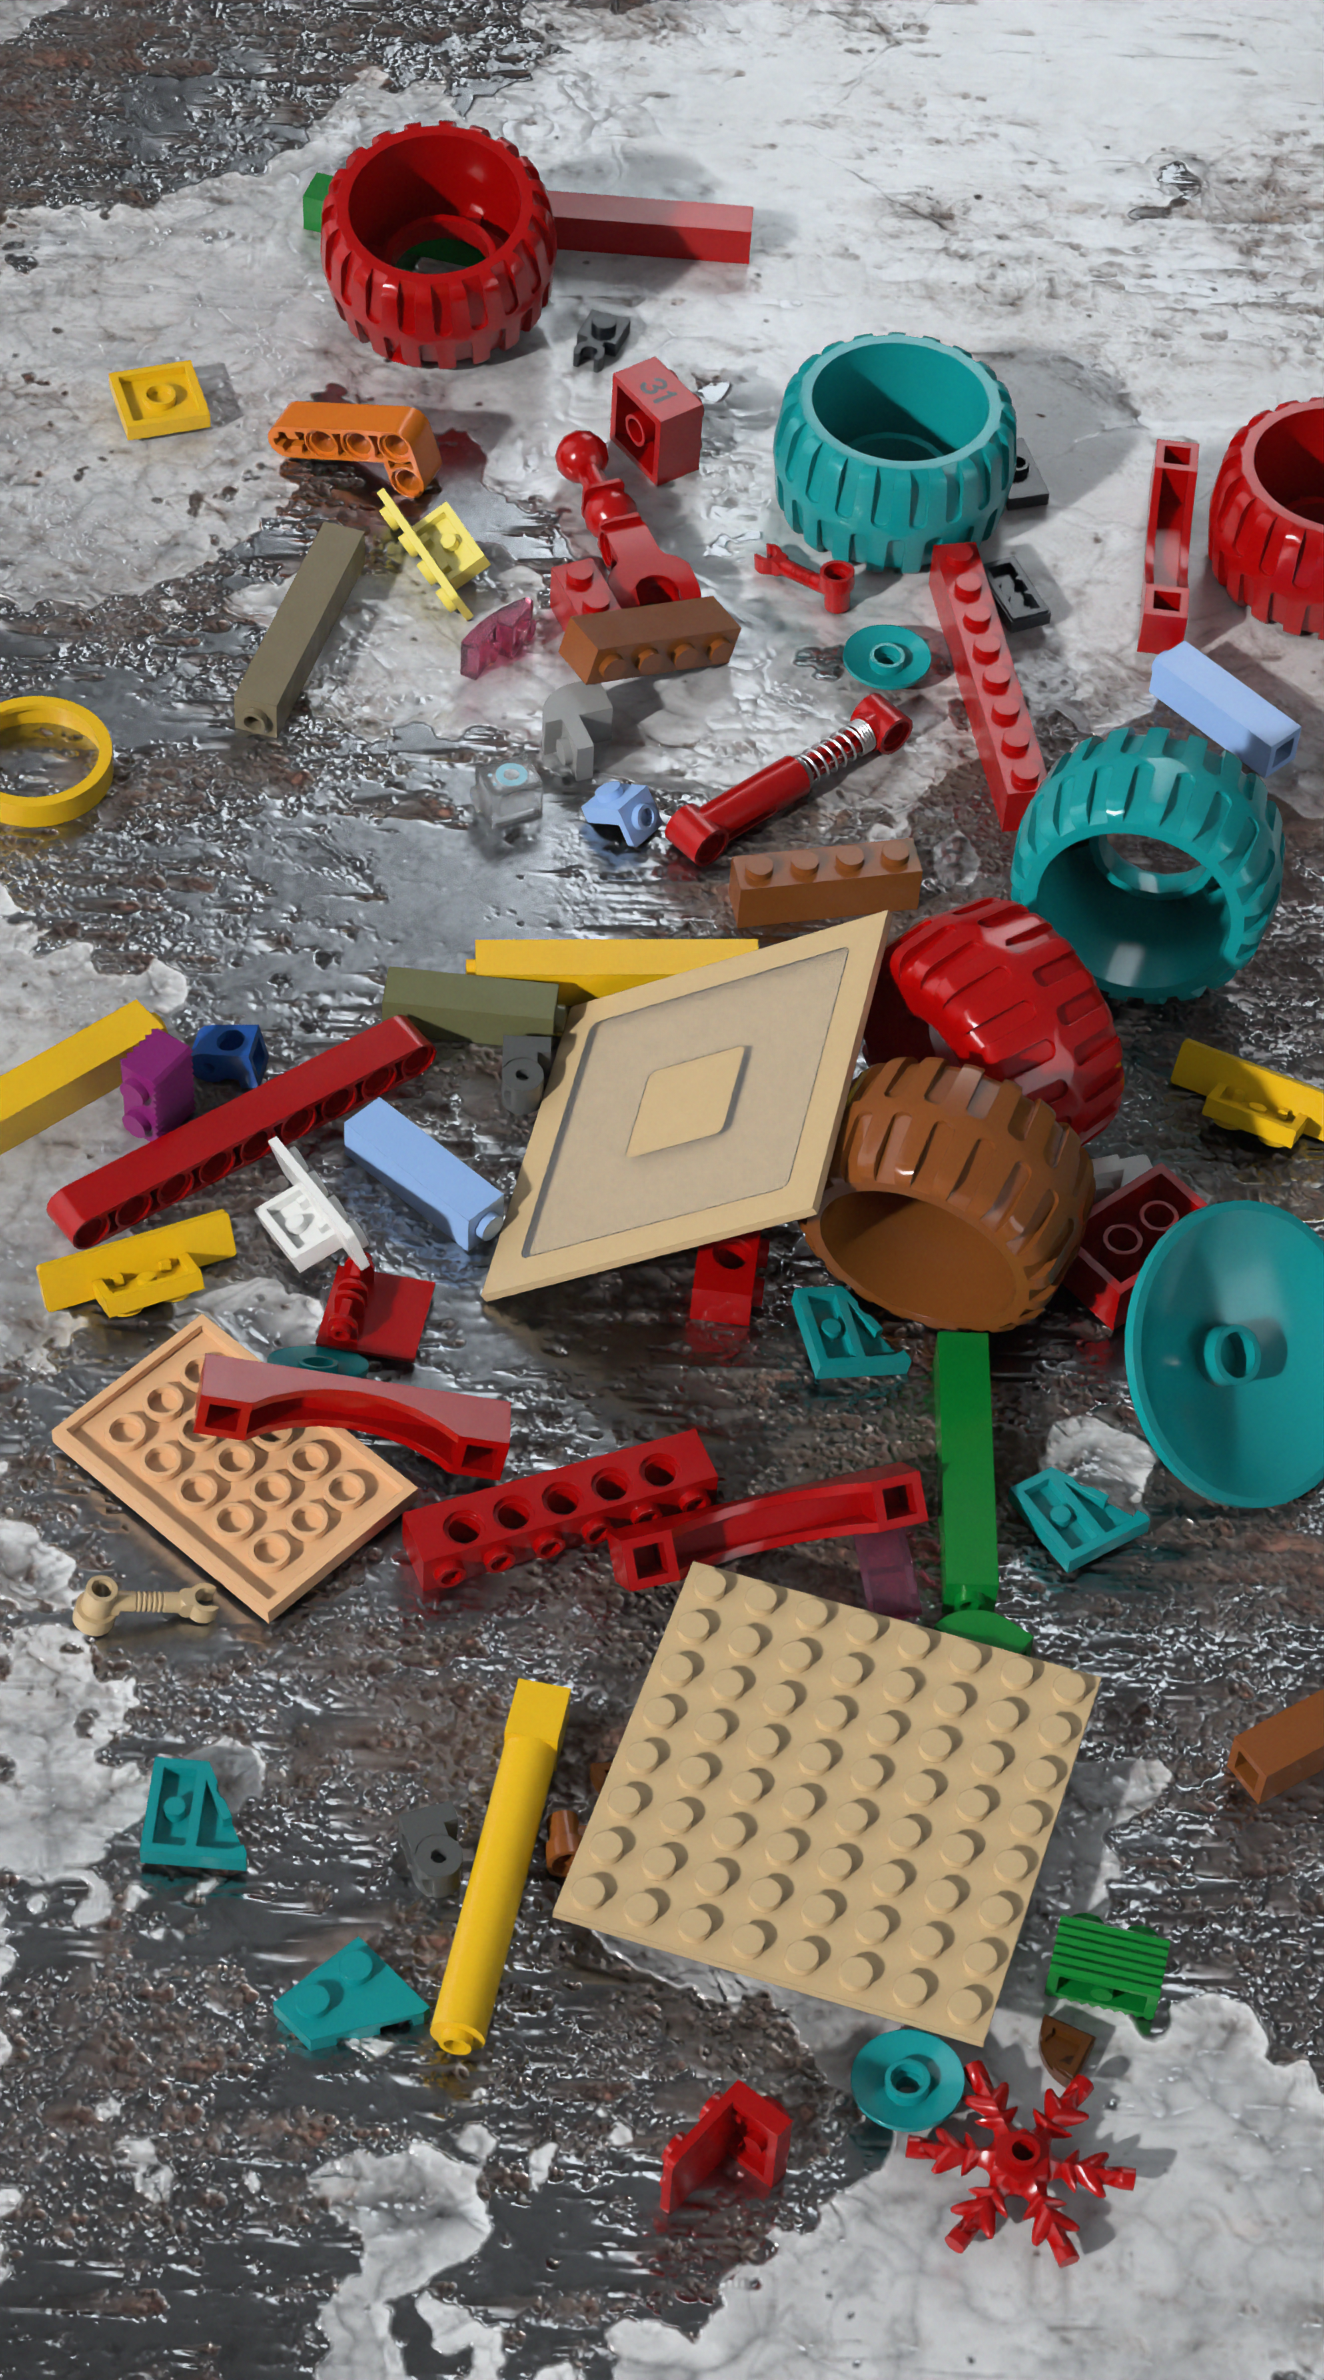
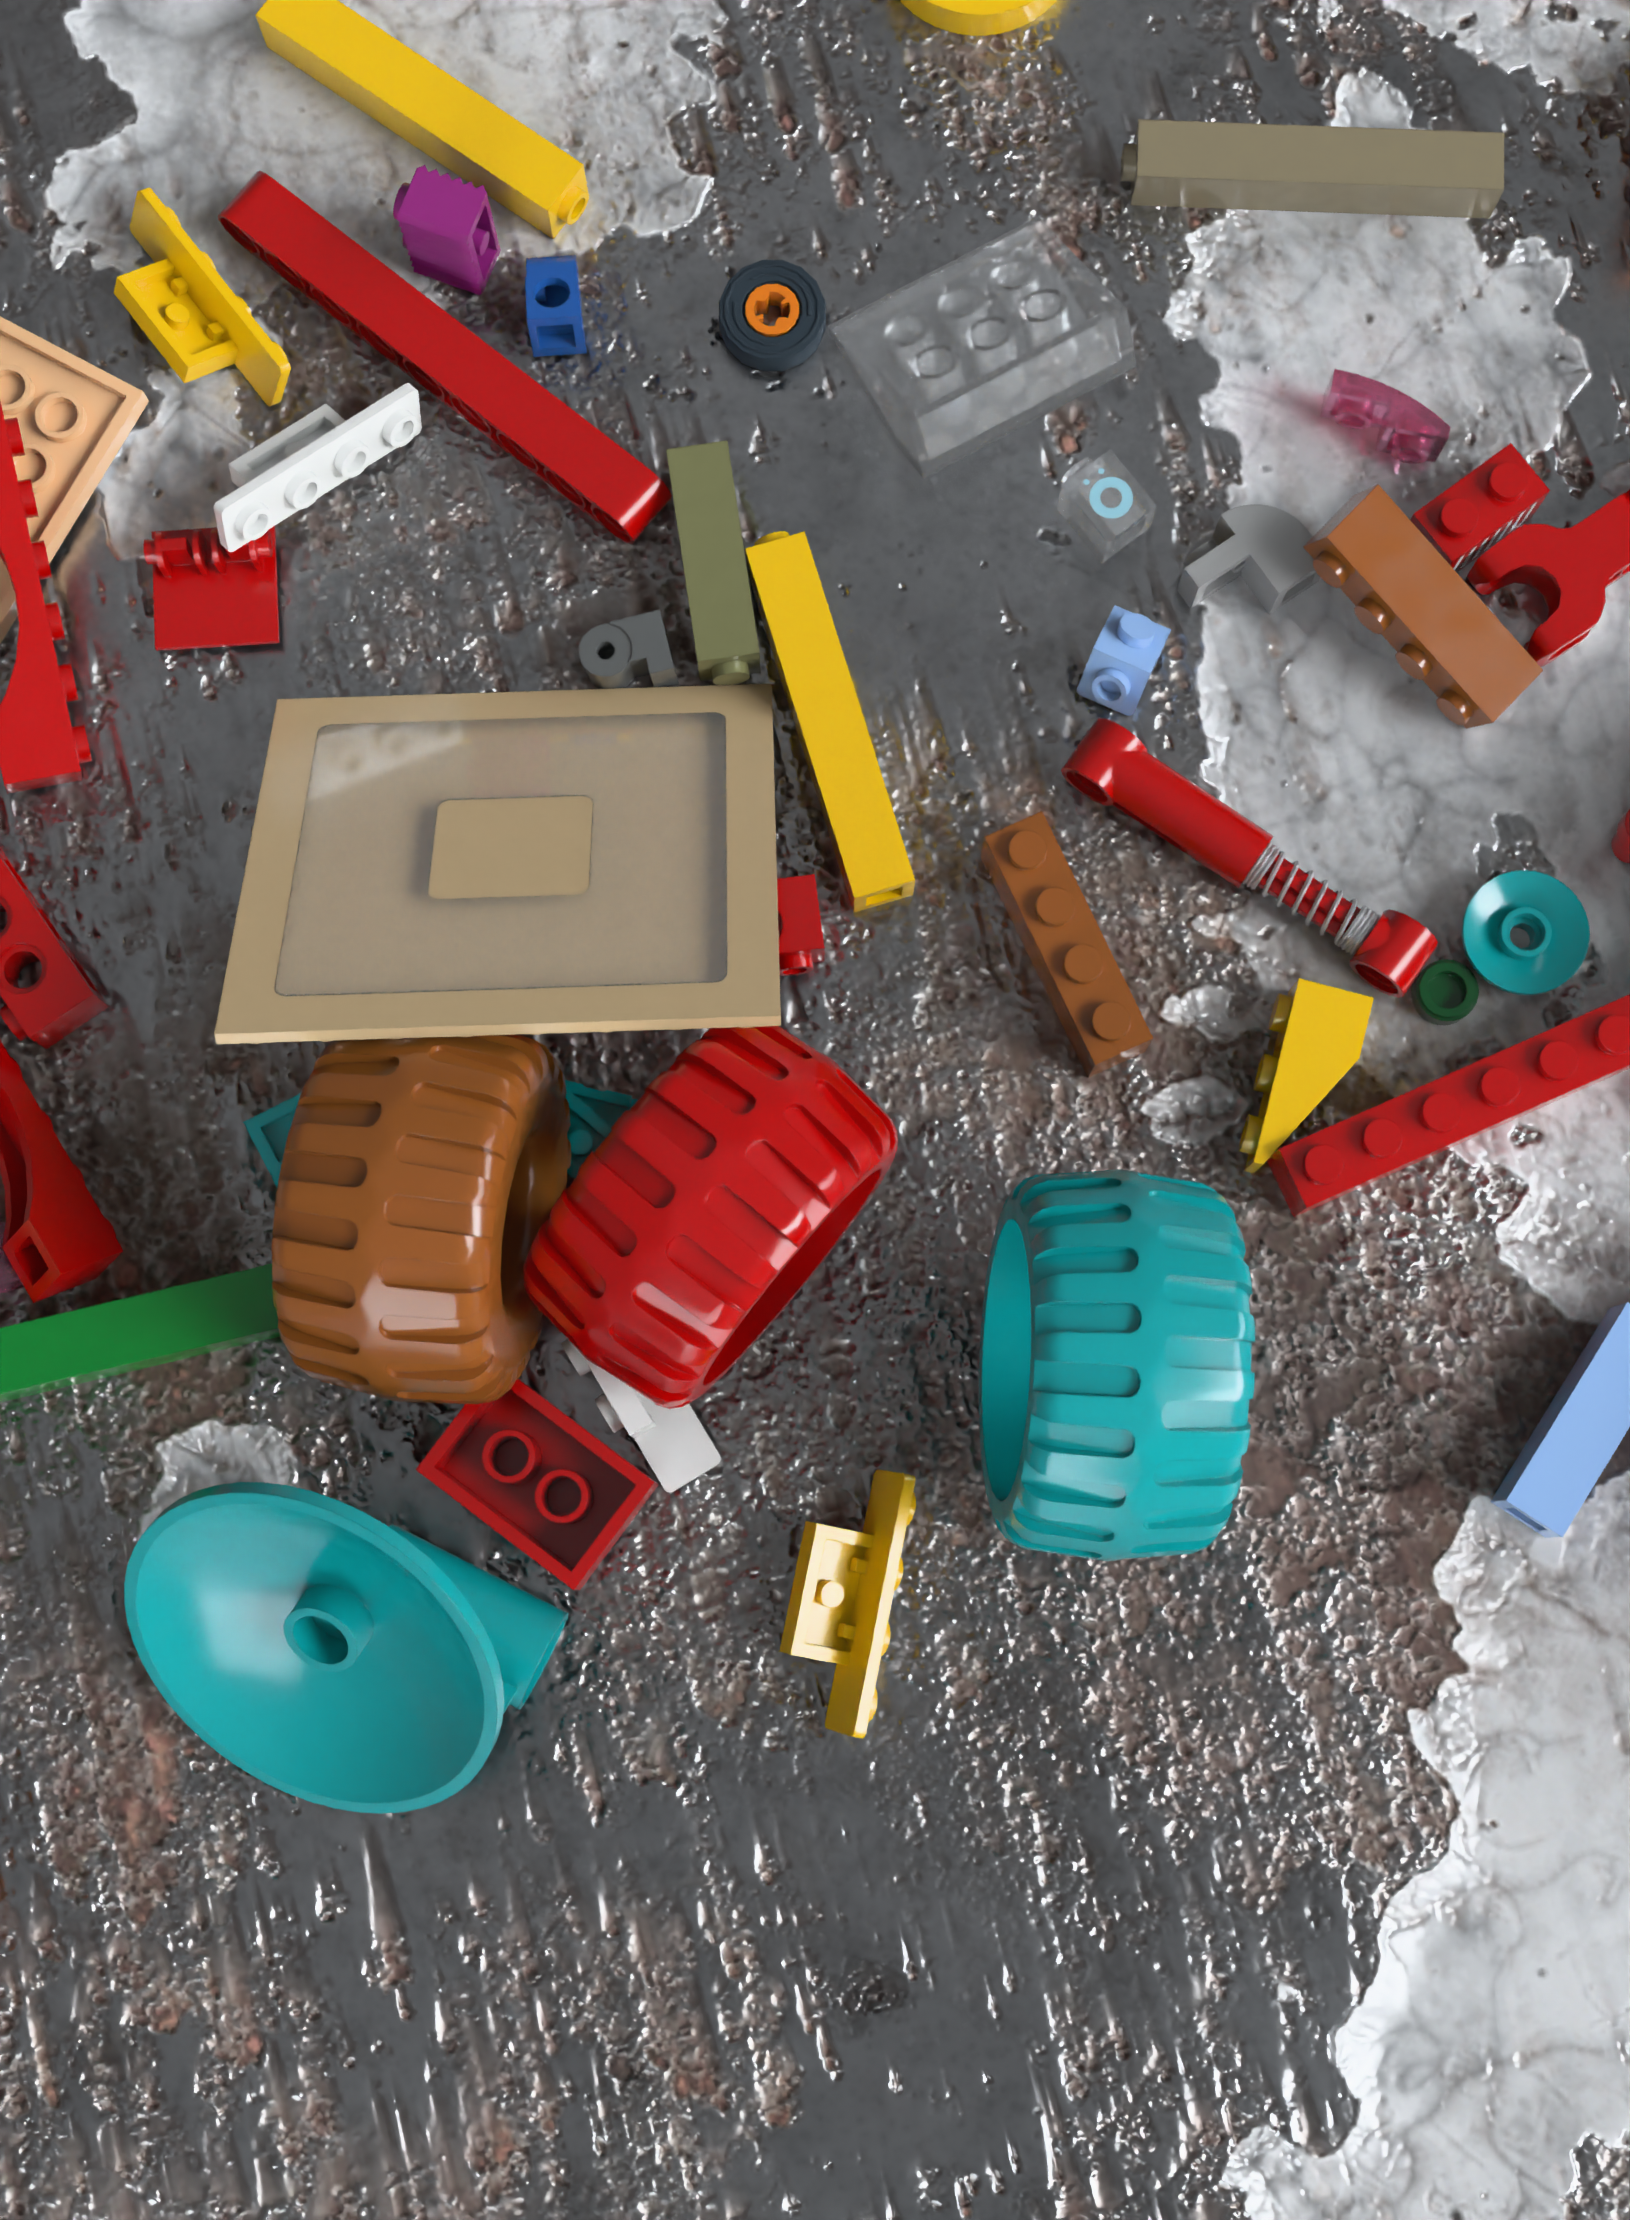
camera: 80 degrees right, 30 degrees up
(289, 958) = (752, 293): none -> black bush
(321, 1360) = (111, 522): teal dish -> none
(359, 826) = (985, 345): none -> clear slope
(424, 1174) = (428, 580): light blue brick -> none
(445, 547) = (1527, 296): light yellow bracket -> none
(918, 709) = (1444, 992): none -> dark green tile
(947, 784) = (1314, 1048): none -> yellow slope
(1073, 1518) = (109, 1479): teal wing -> none

